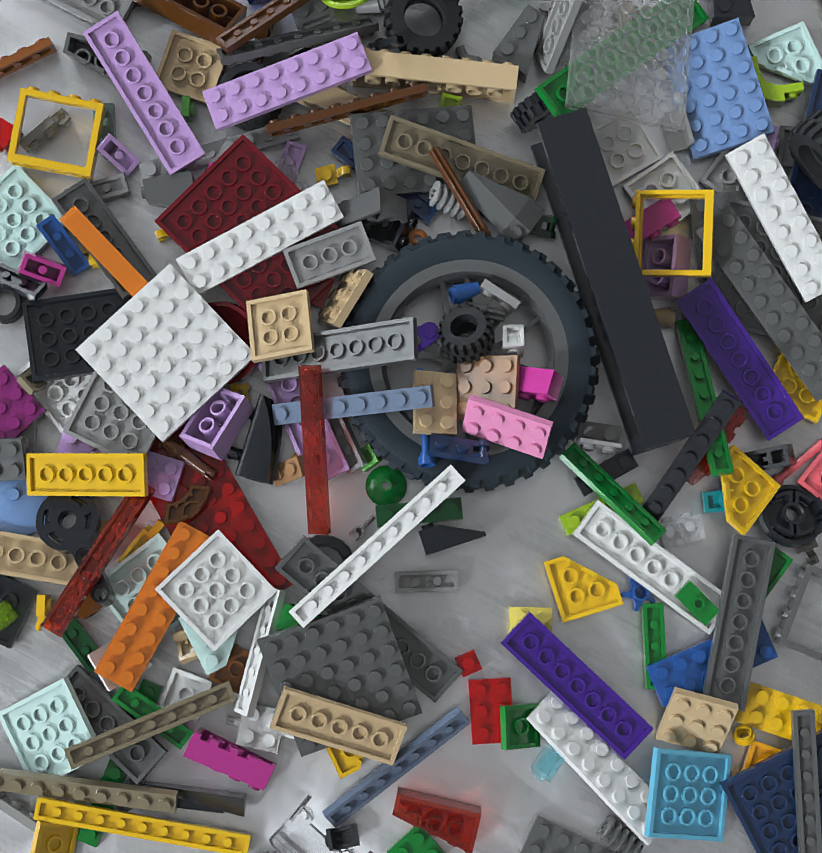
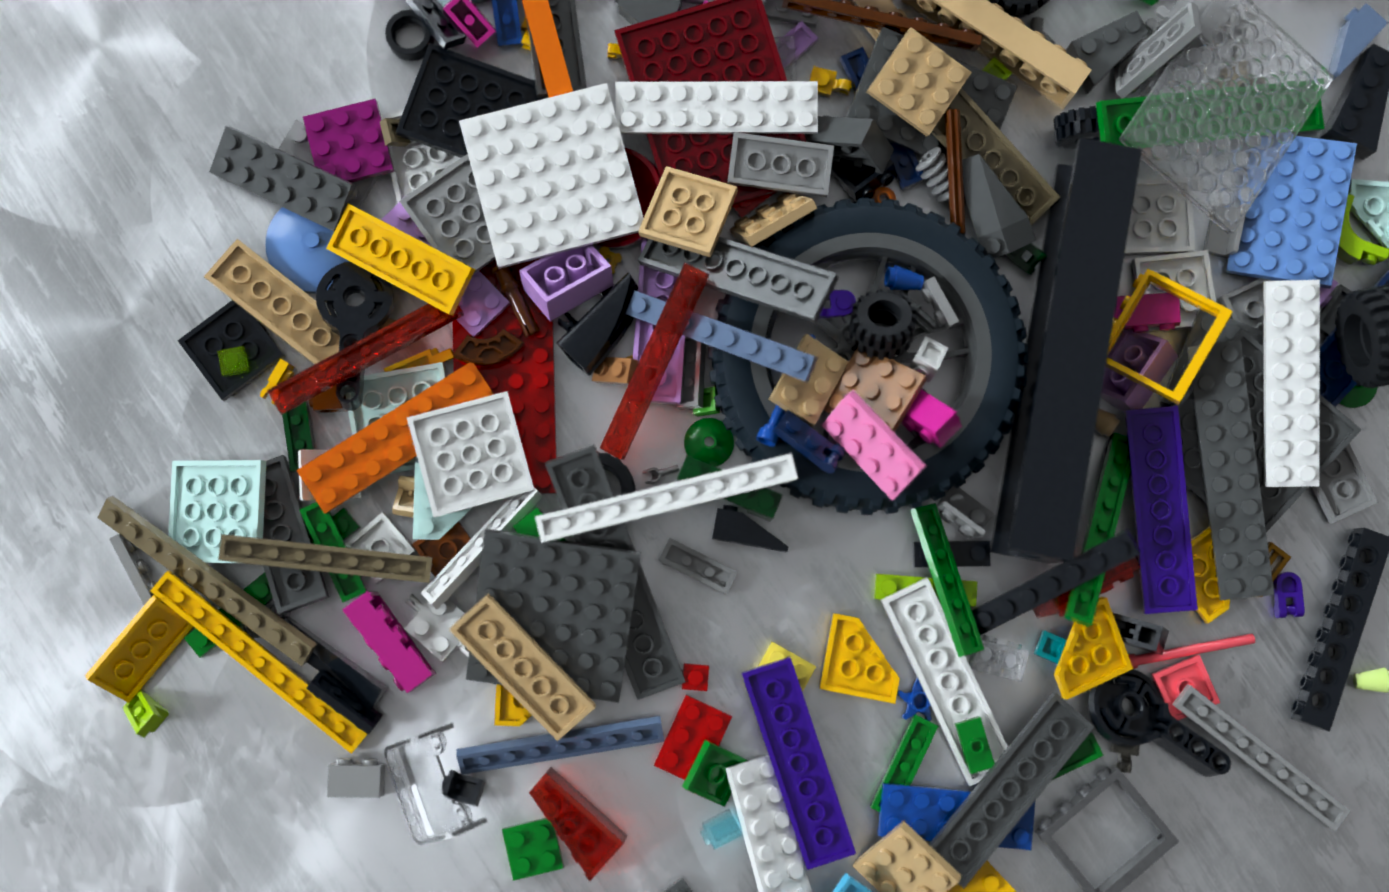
camera: 20 degrees right, 0 degrees up
(220, 822) = (344, 701): none -> black plate
(398, 141) = (918, 82): none -> tan plate

